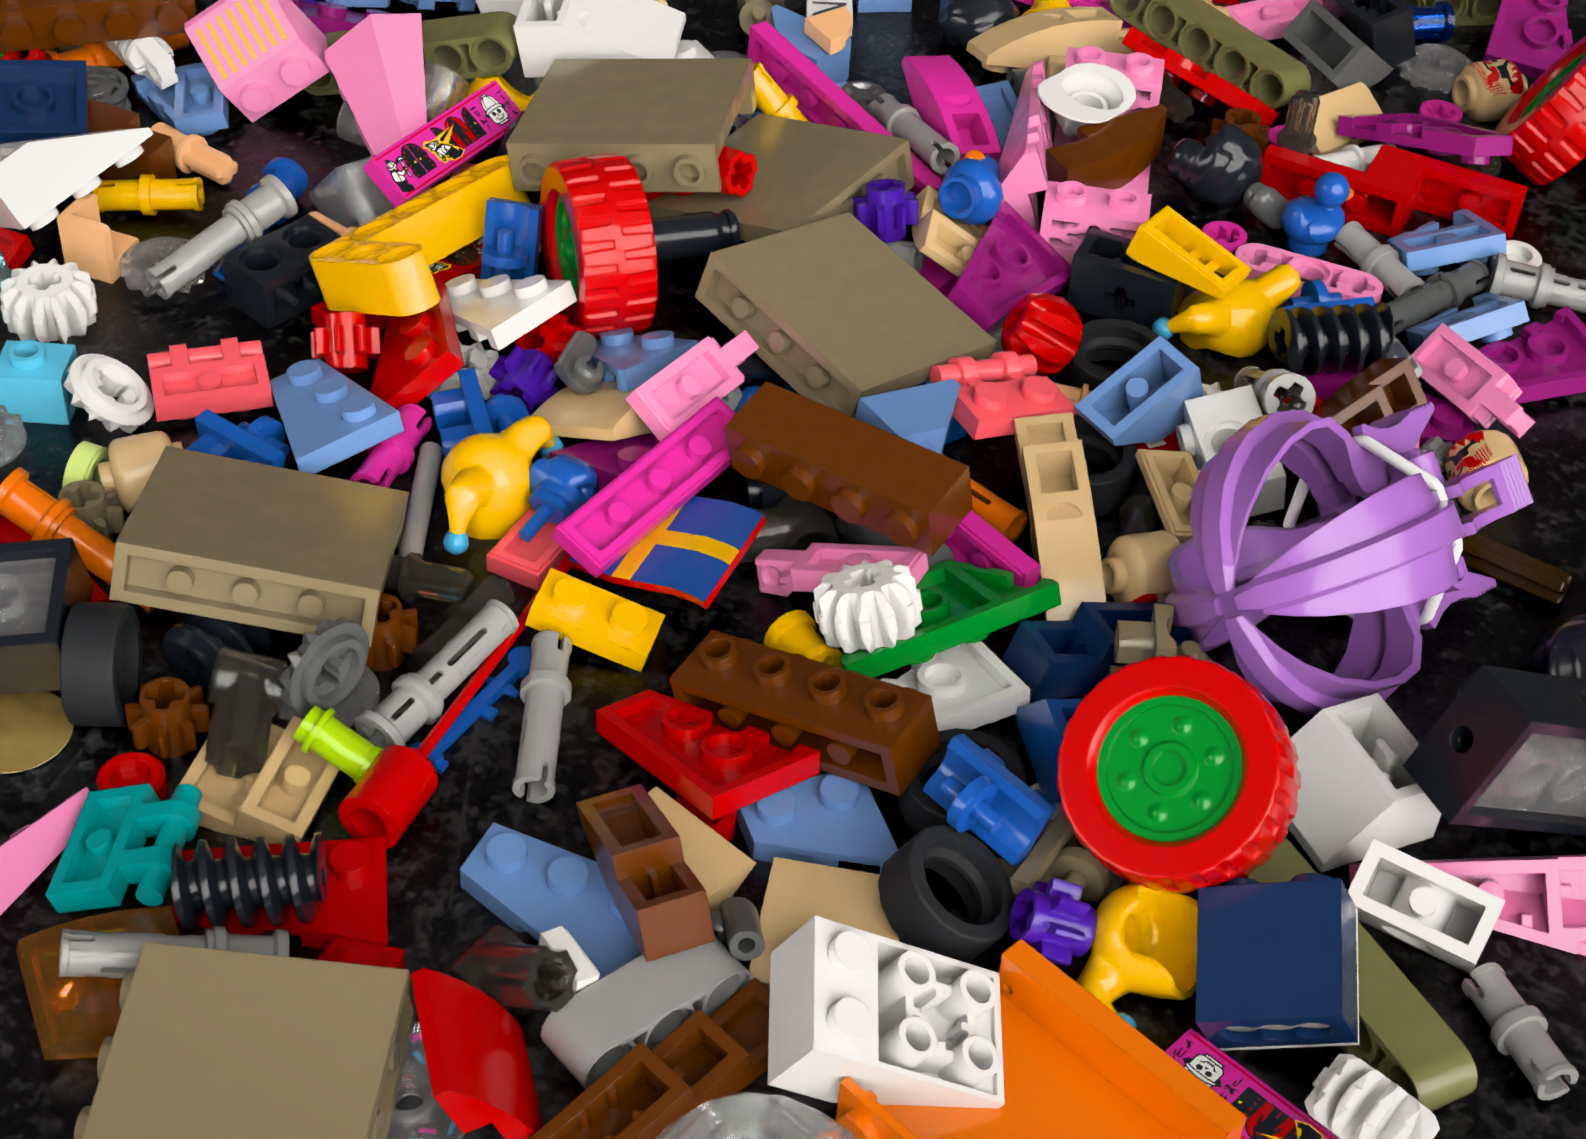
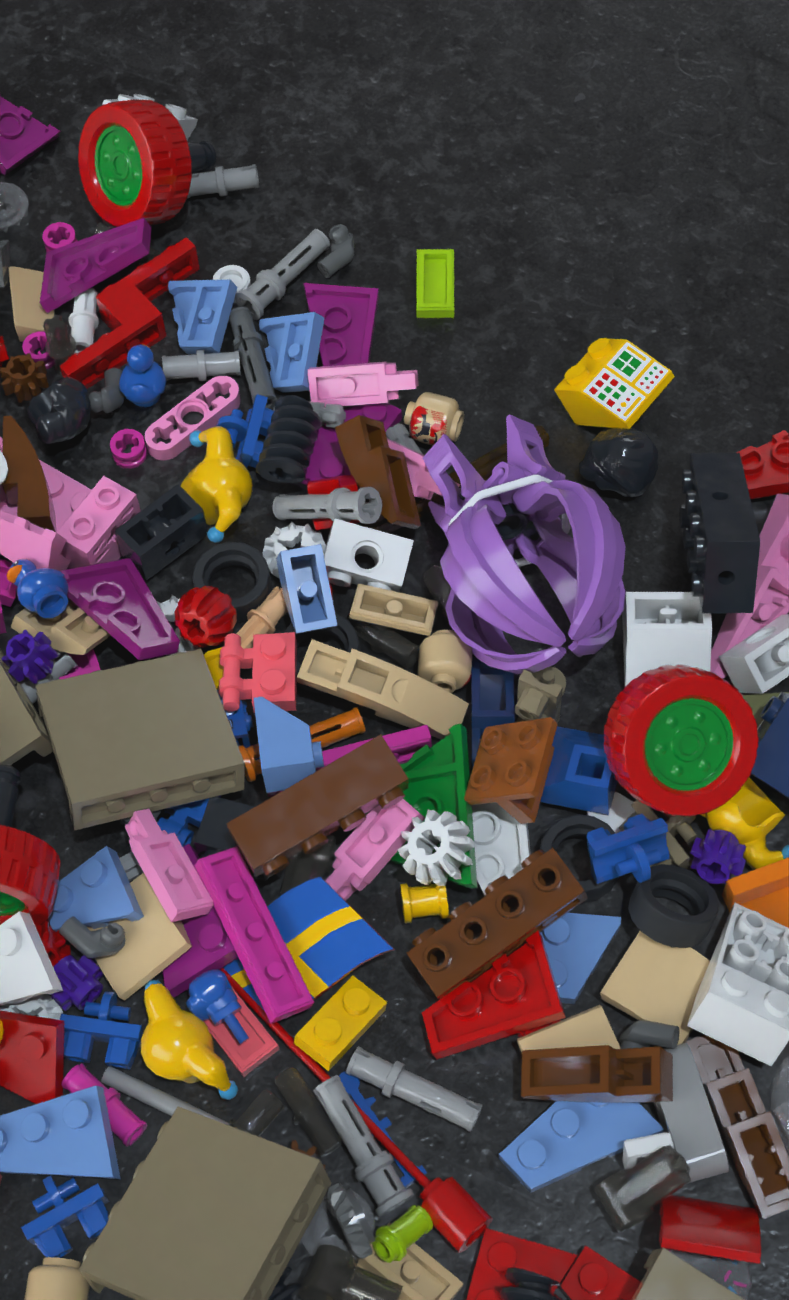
camera: 60 degrees left, 20 degrees up
(1029, 657) = (513, 767): none -> dark orange bracket
(1186, 254) = (166, 504): yellow slope -> none
(1488, 89) = (49, 192): tan head -> none

